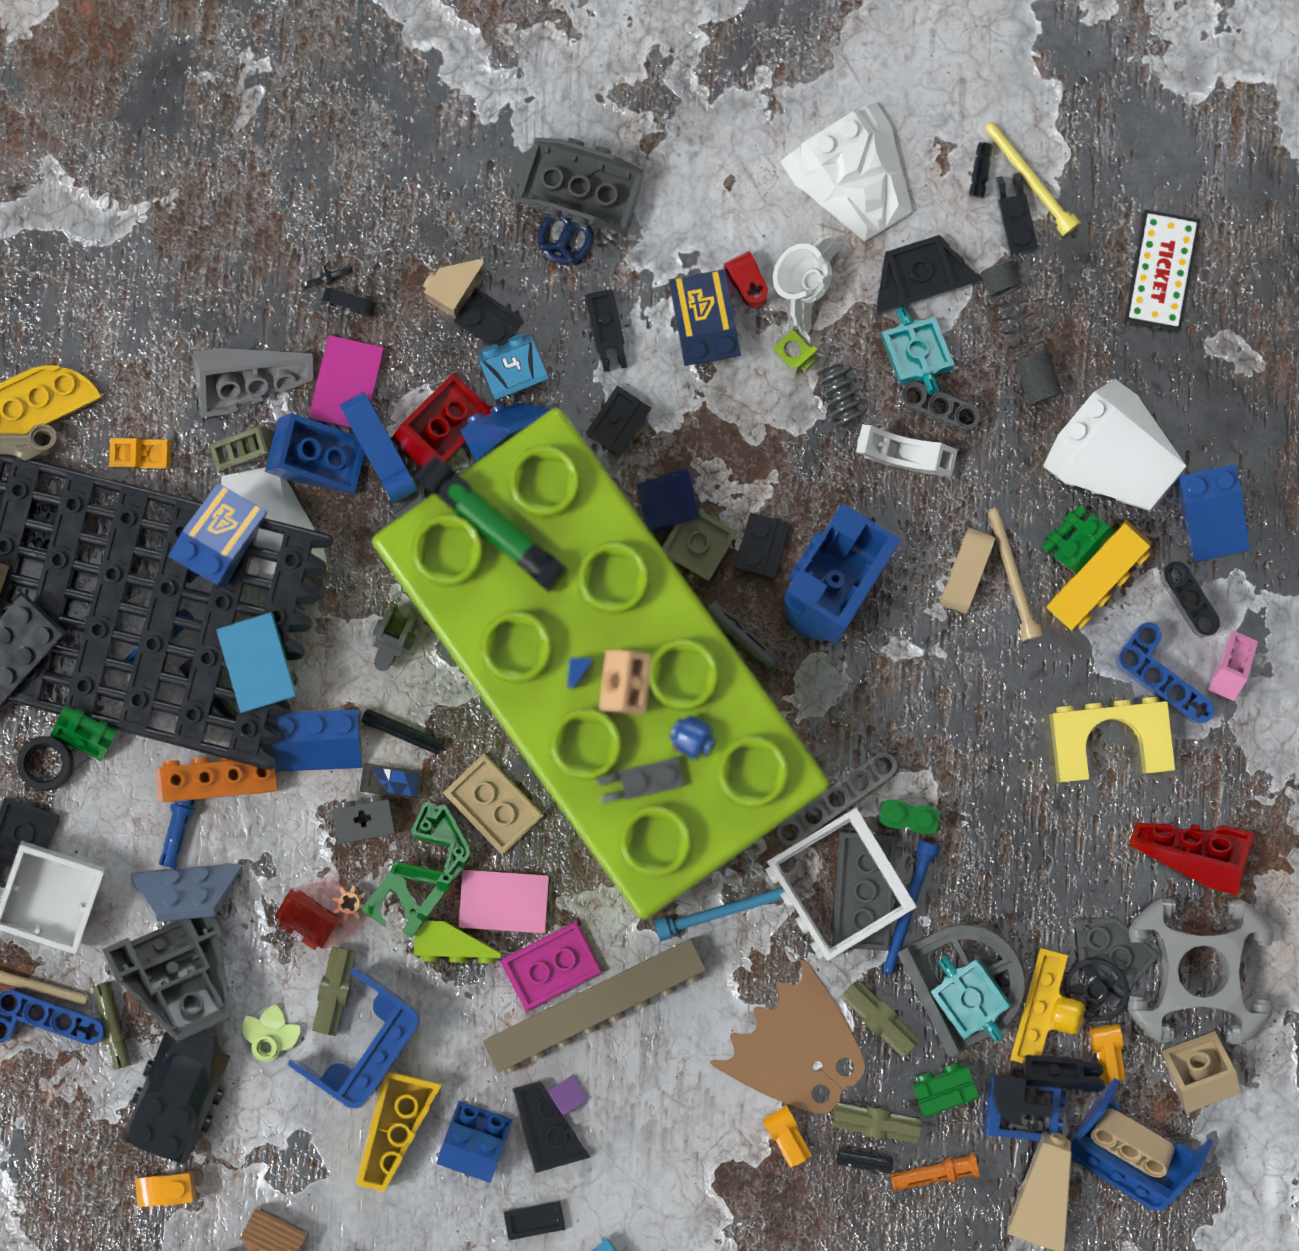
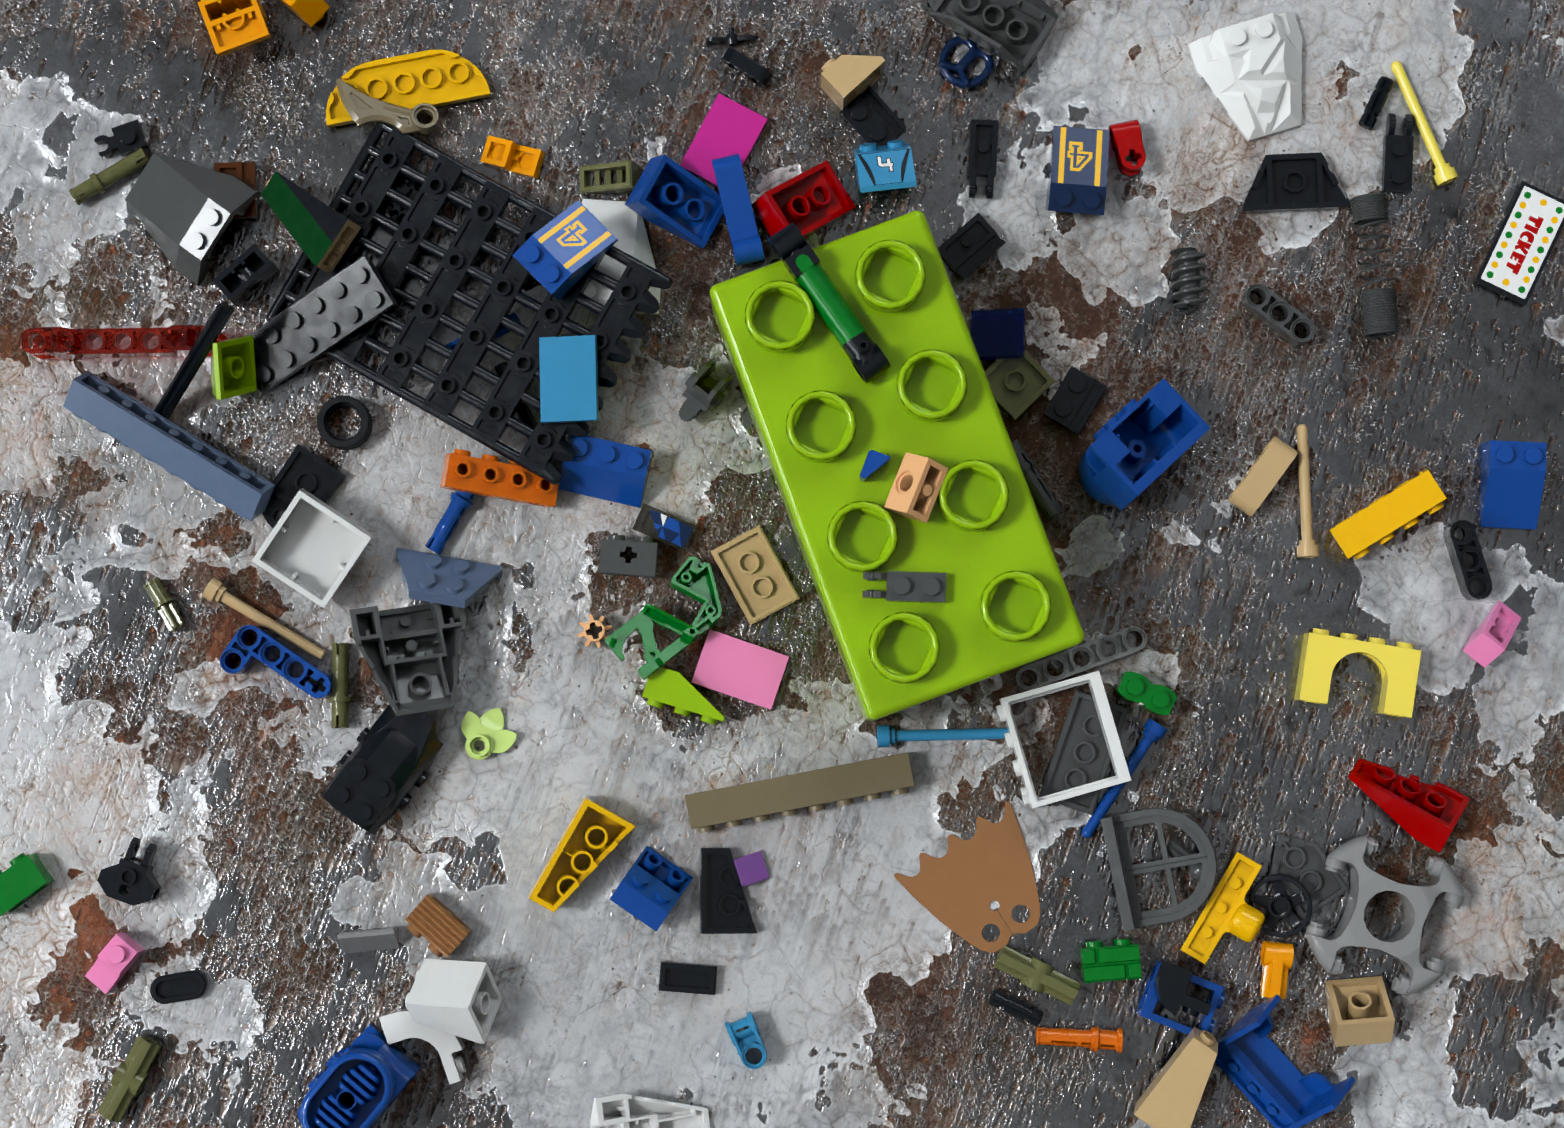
camera: 20 degrees right, 0 degrees up
(83, 732) = (388, 402): green plate -> none
(166, 1189) = (349, 853): light orange arch -> none
(239, 376) = (627, 110): light grey wedge -> none
(307, 918) = (551, 635): clear red slope -> none
(334, 991) = (557, 710): olive piece -> none
(358, 1085) = (556, 804): blue windscreen -> none
(402, 731) = (688, 483): black axle -> none
(491, 431) = (846, 220): blue slope -> none
(551, 966) = (768, 742): dark pink tile -> none
(692, 737) = (966, 558): blue head -> none
(785, 1132) = (947, 957): light orange piece -> none
(803, 360) = (1162, 235): lime bracket -> none
(805, 276) = (1184, 157): white helmet -> none
(880, 1018) = (1066, 877): olive piece -> none
(905, 452) = (1235, 350): white arch -> none
(917, 350) = (1271, 255): teal plate -> none
(970, 998) = (1159, 881): teal plate -> none
(1063, 1073) = (1228, 976): black hinge -> none
(1082, 544) = (1378, 481): green plate -> none
(1116, 450) = (1435, 400): white wedge -> none
(1133, 1143) = (1277, 1061): tan beam -> none
(1167, 677) = (1426, 628): blue beam -> none

